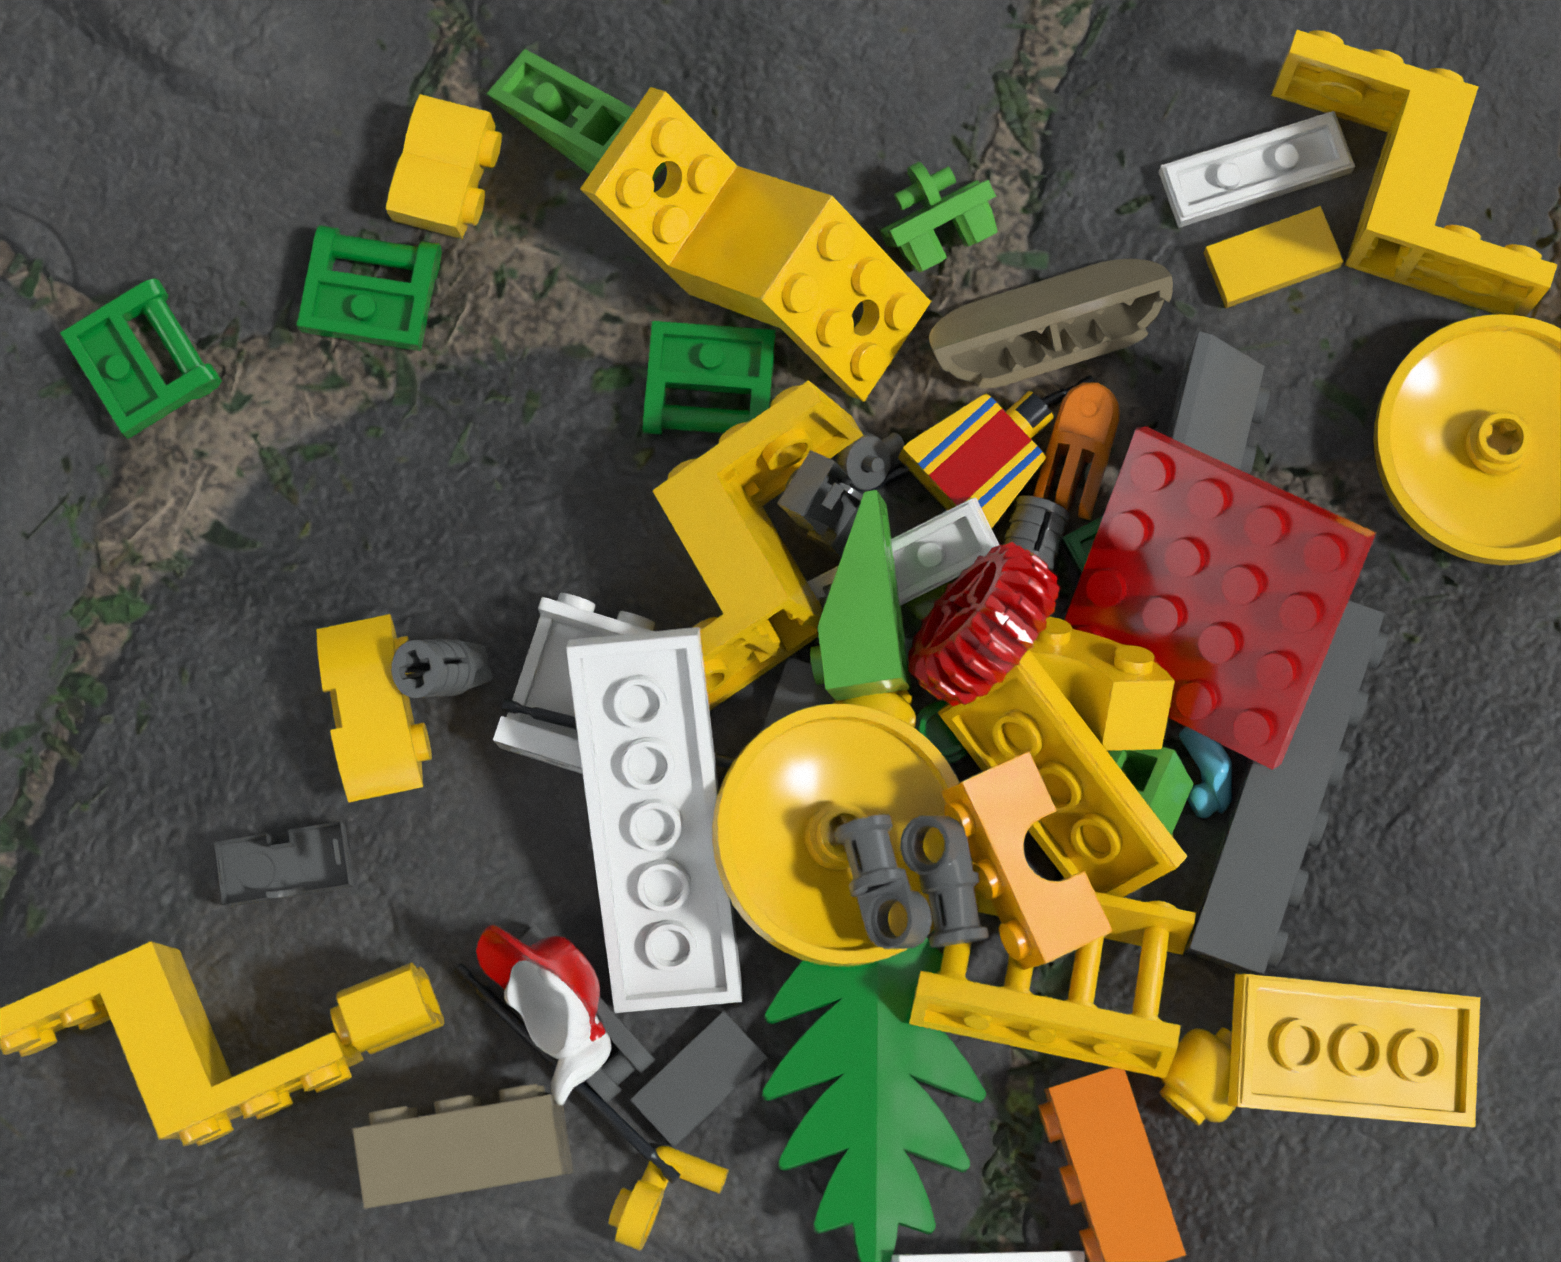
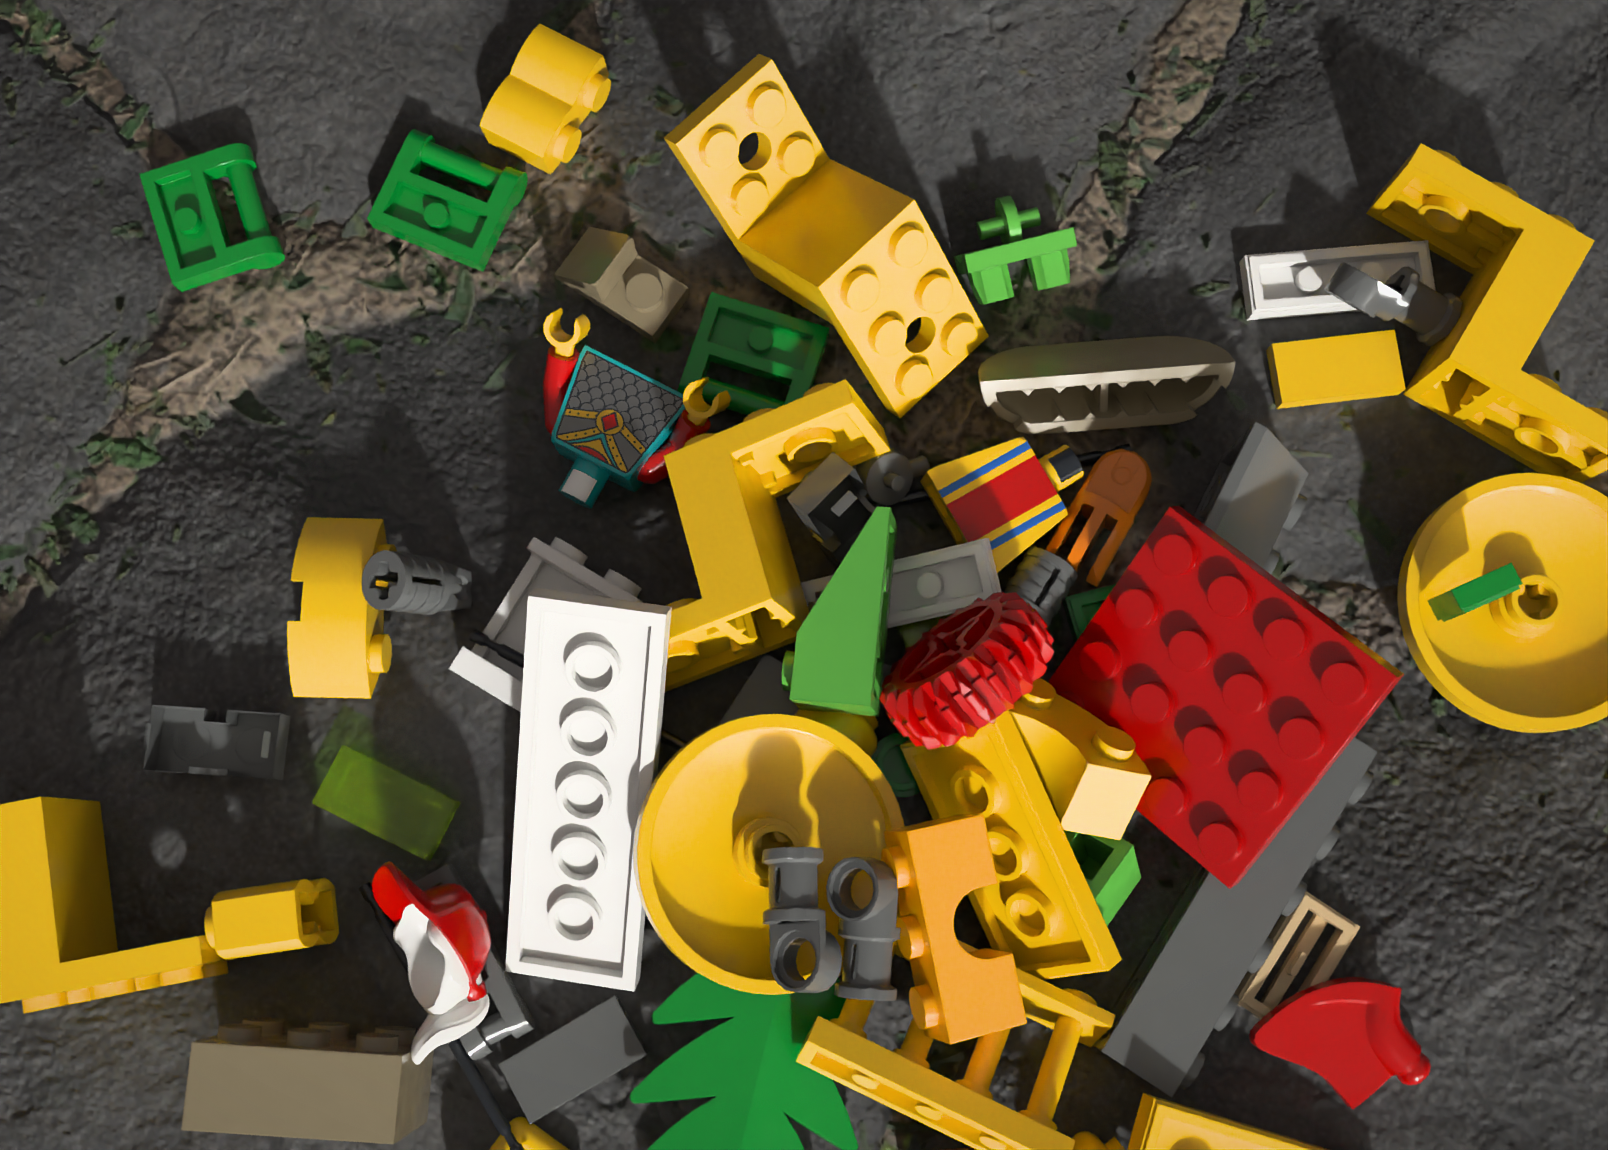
camera: 10 degrees right, 0 degrees up
(459, 883) = (386, 802): none -> clear neon green tile
(559, 330) = (621, 282): none -> dark tan slope
(561, 109) = (673, 69): bright green slope -> none
(589, 464) = (614, 417): none -> torso
(1215, 771) = (1165, 874): medium azure arm -> none
(1316, 177) = (1399, 299): none -> dark grey connector
(1338, 880) = (1281, 935): none -> tan tile
(1415, 884) = (1346, 1034): none -> red arm
(1439, 444) = (1475, 593): none -> green tile

